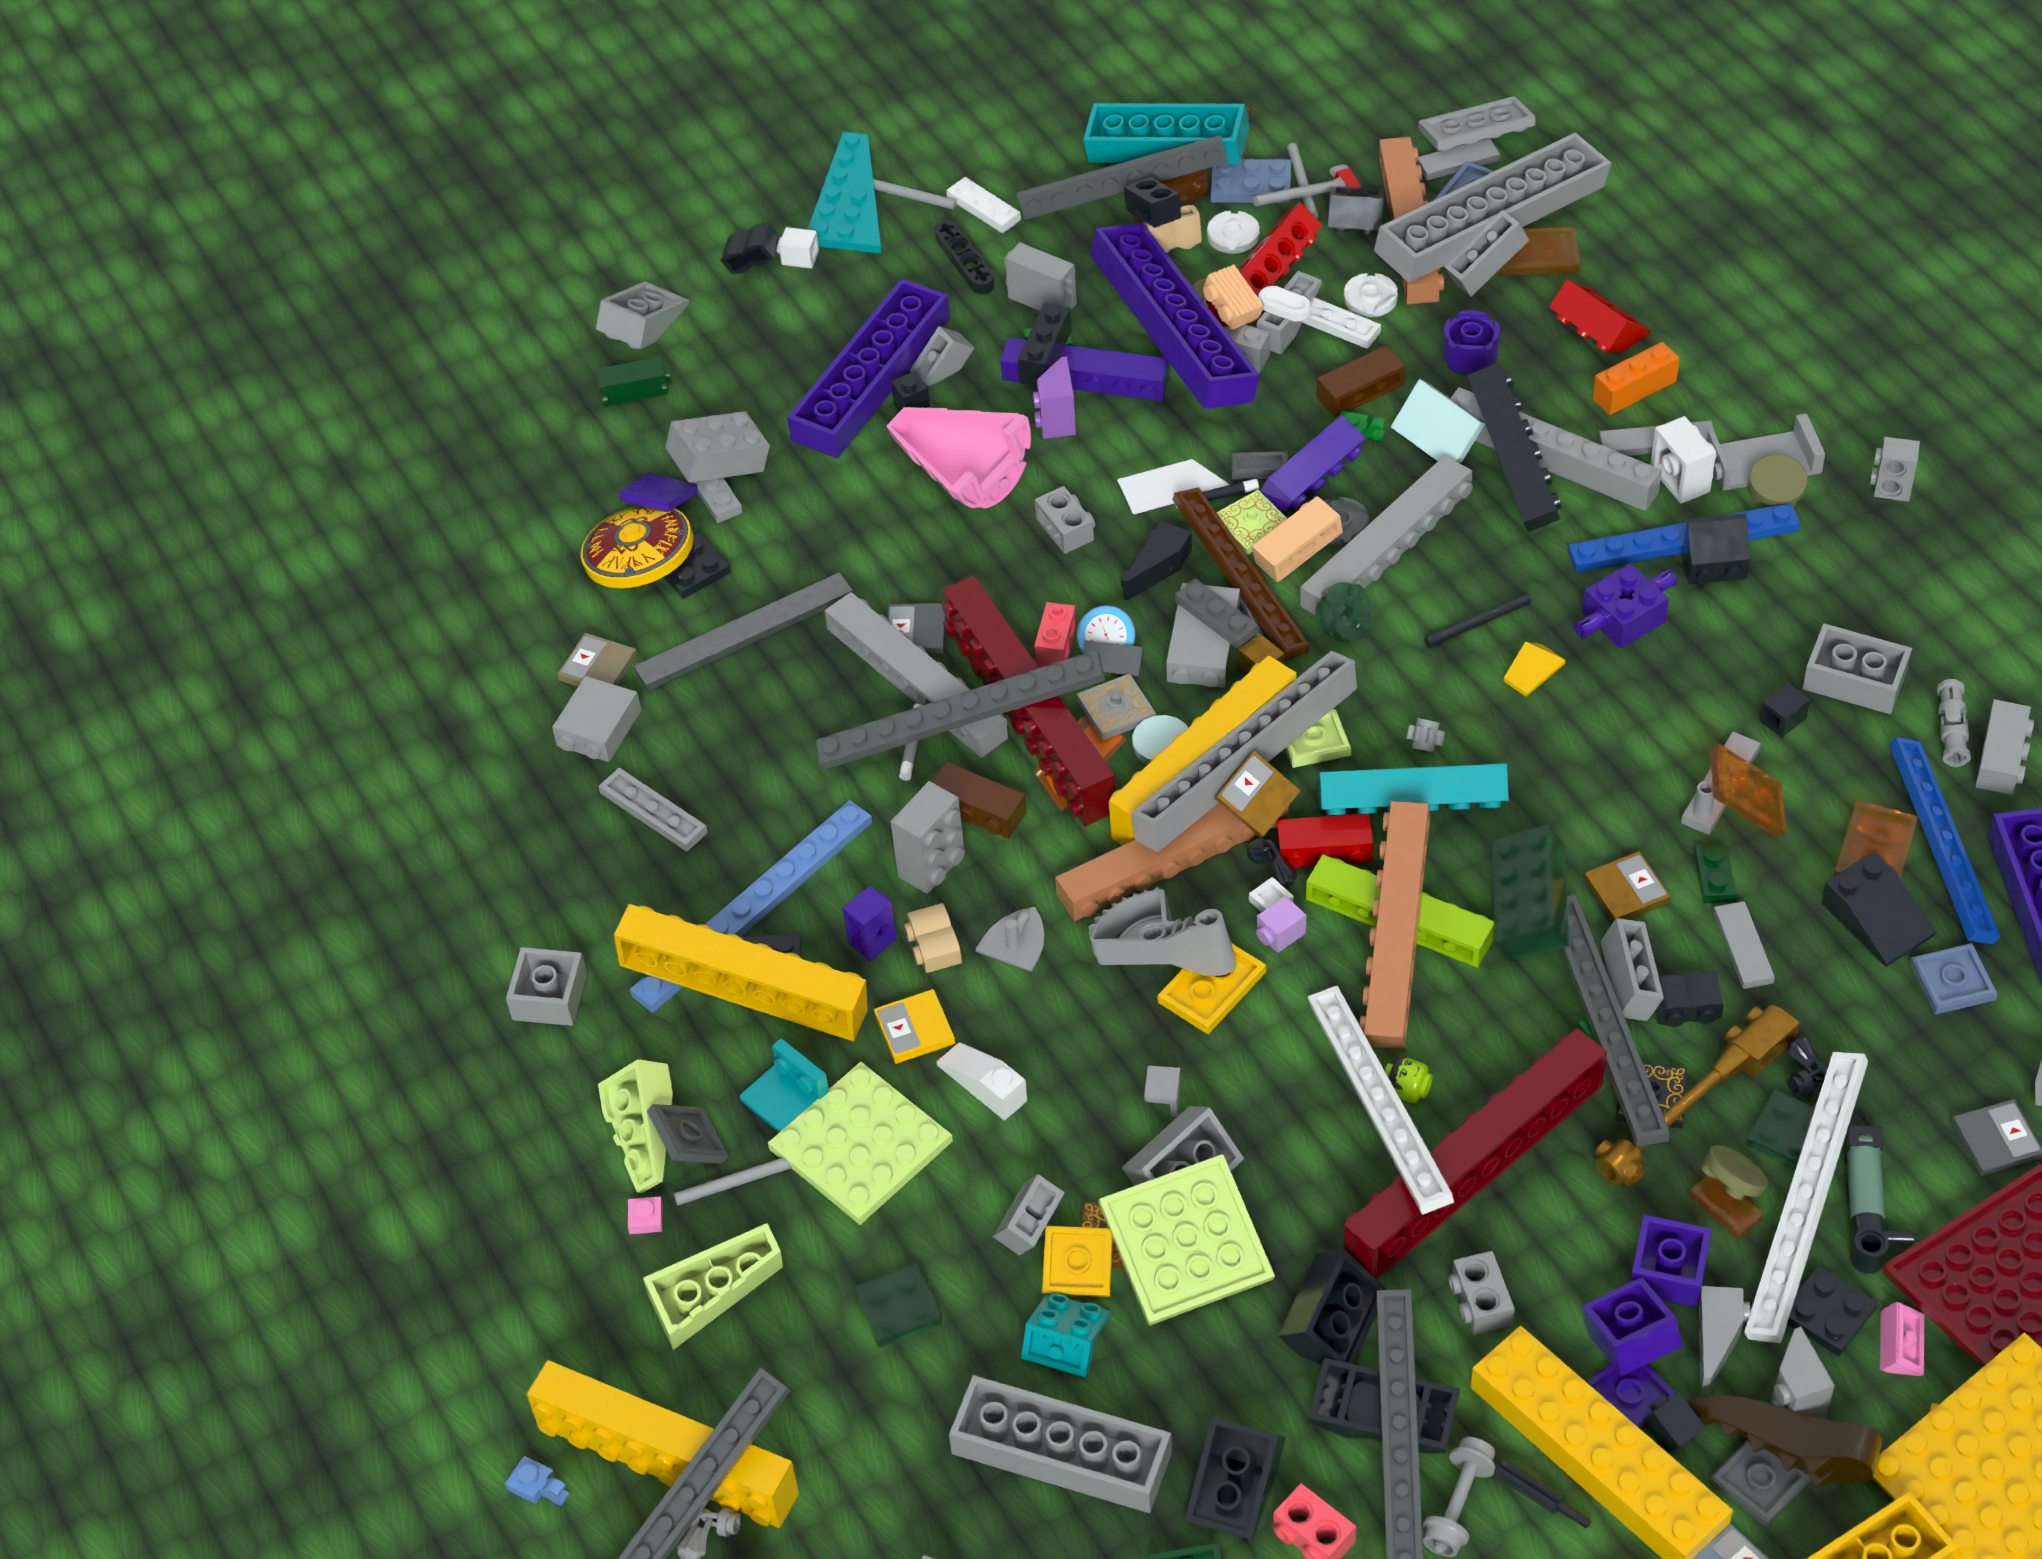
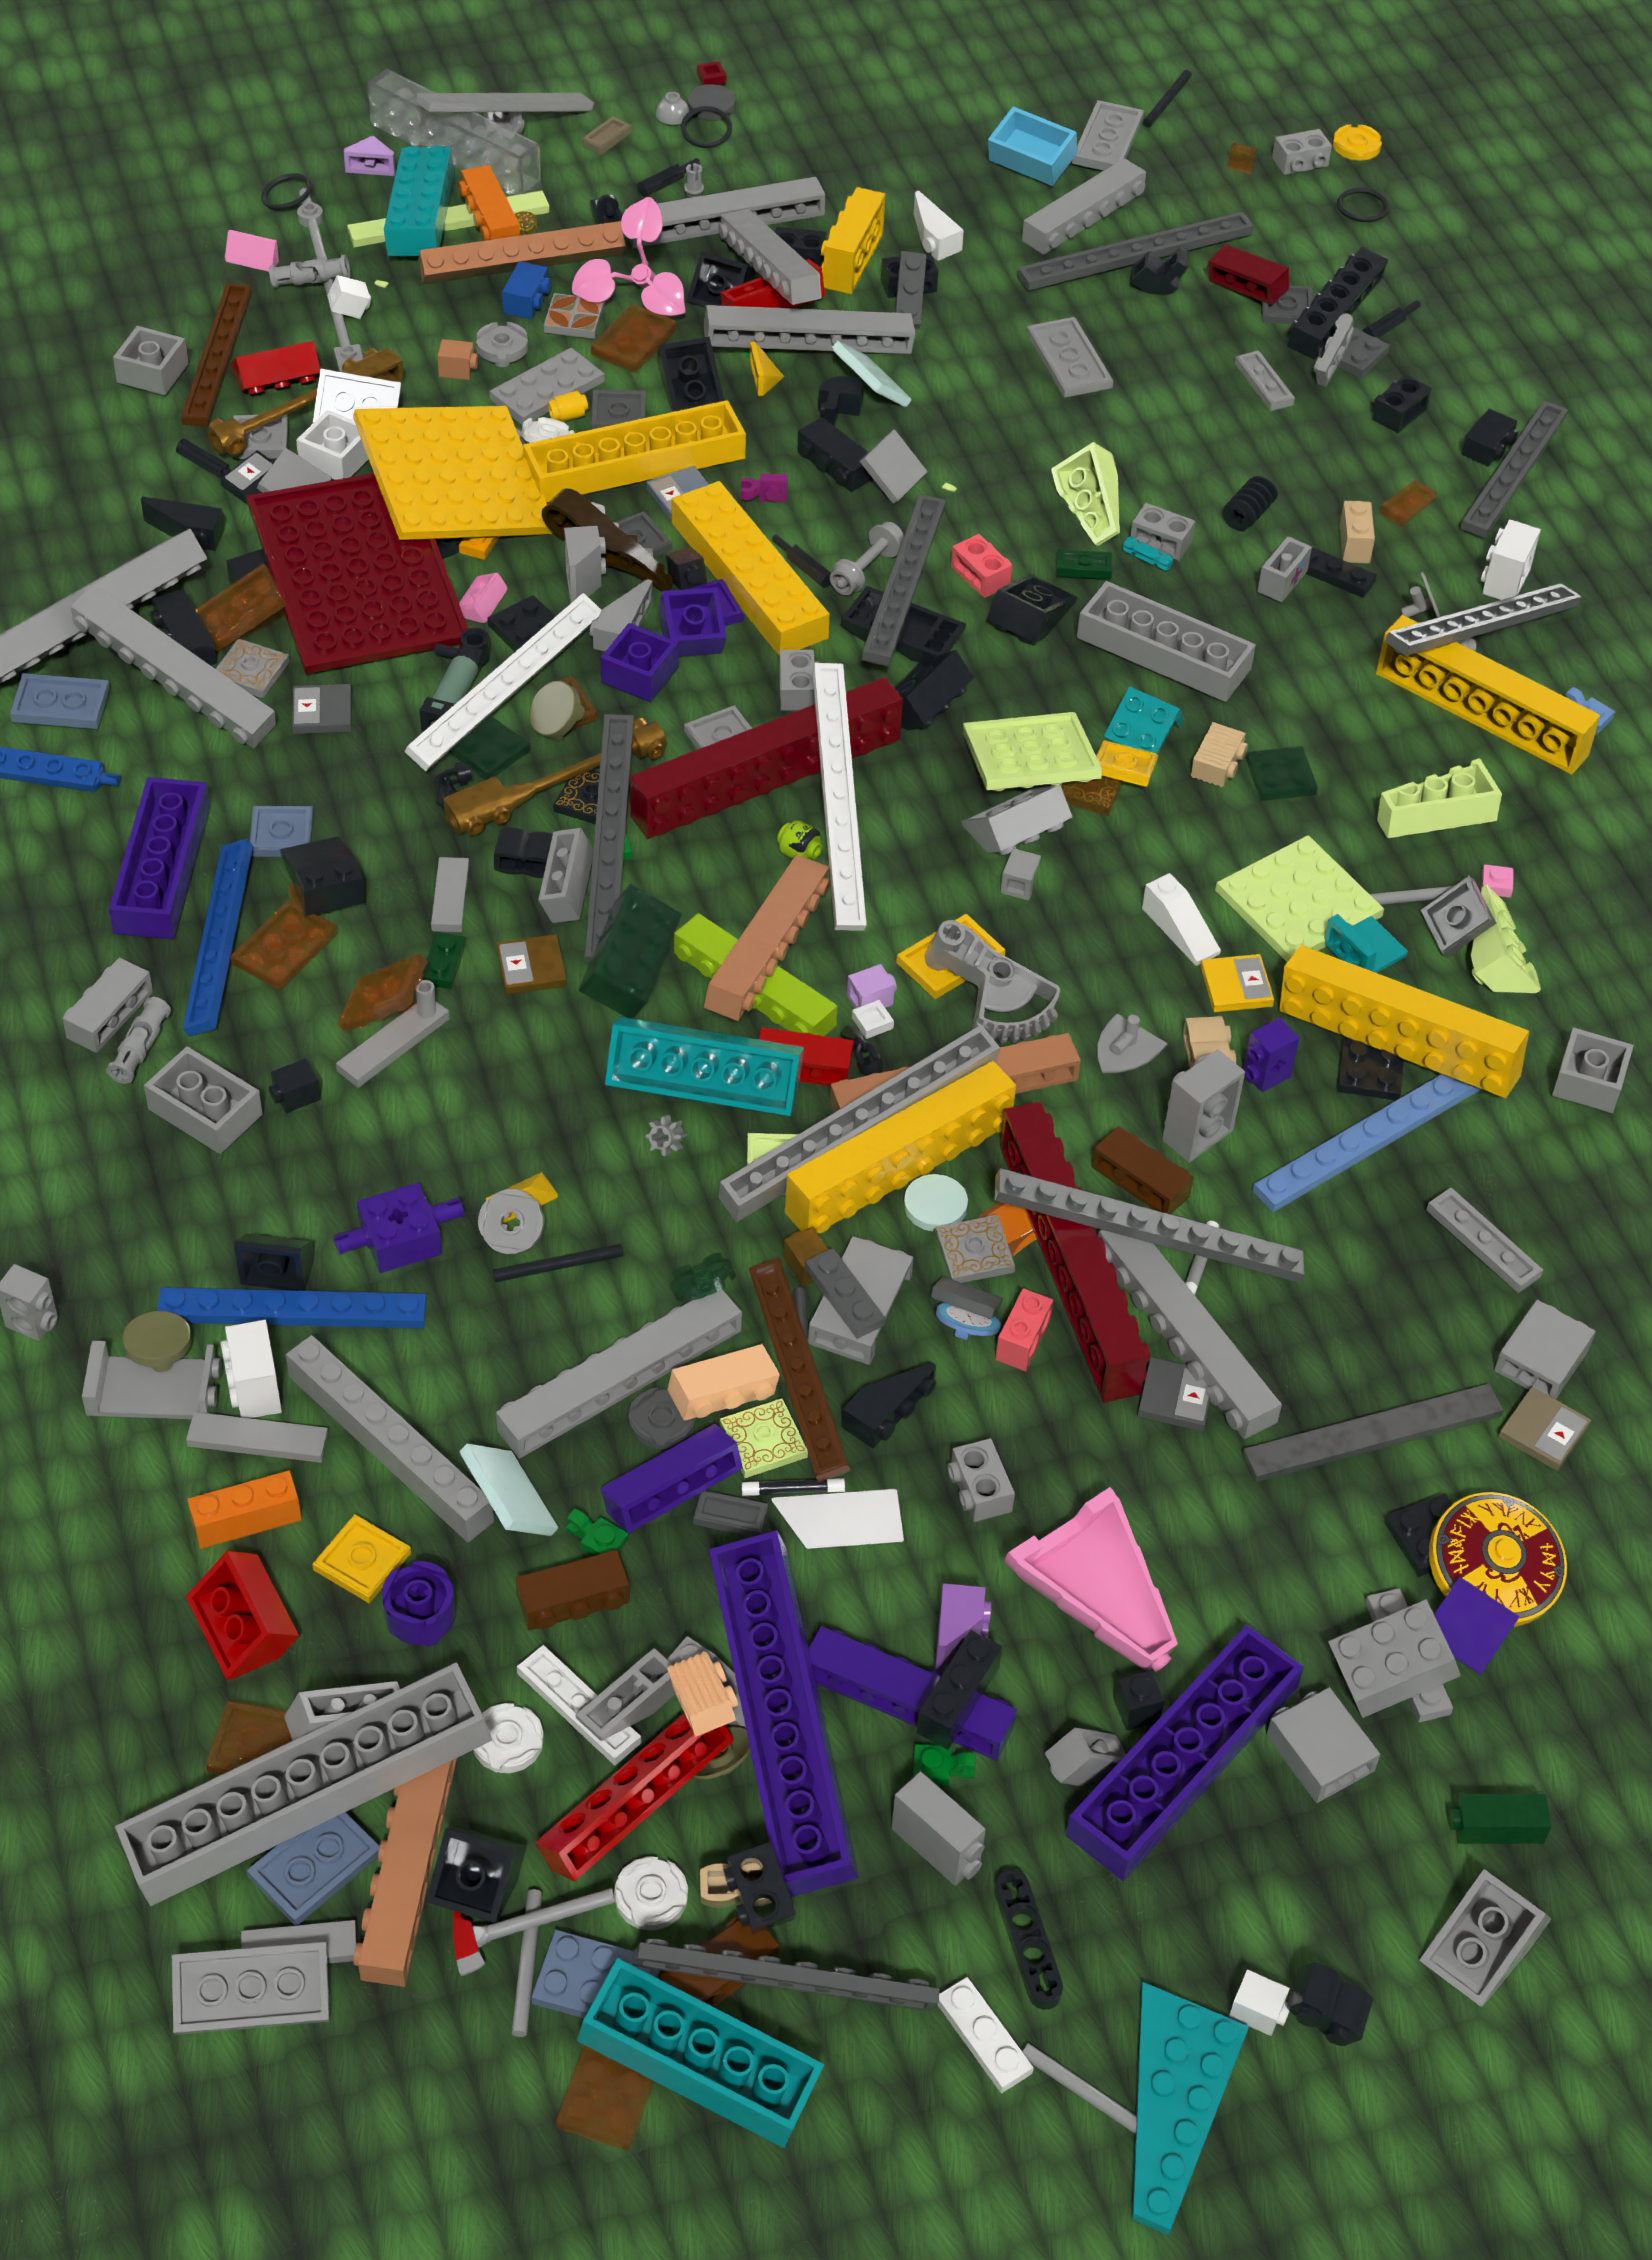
camera: 175 degrees left, 0 degrees up
(766, 397) = (1322, 1744): none -> light grey brick
(972, 1301) = (1218, 755): none -> tan brick
(1028, 1214) = (1161, 795): light grey brick -> none
(1257, 794) = (859, 1076): pearl gold tile -> none
(1284, 303) = (637, 1680): white tile -> none
(1514, 447) = (439, 1412): black brick -> none
(1530, 625) = (523, 1236): none -> light grey plate
(1535, 378) = (361, 1558): none -> yellow tile
(1541, 1208) = (716, 727): none -> light grey tile

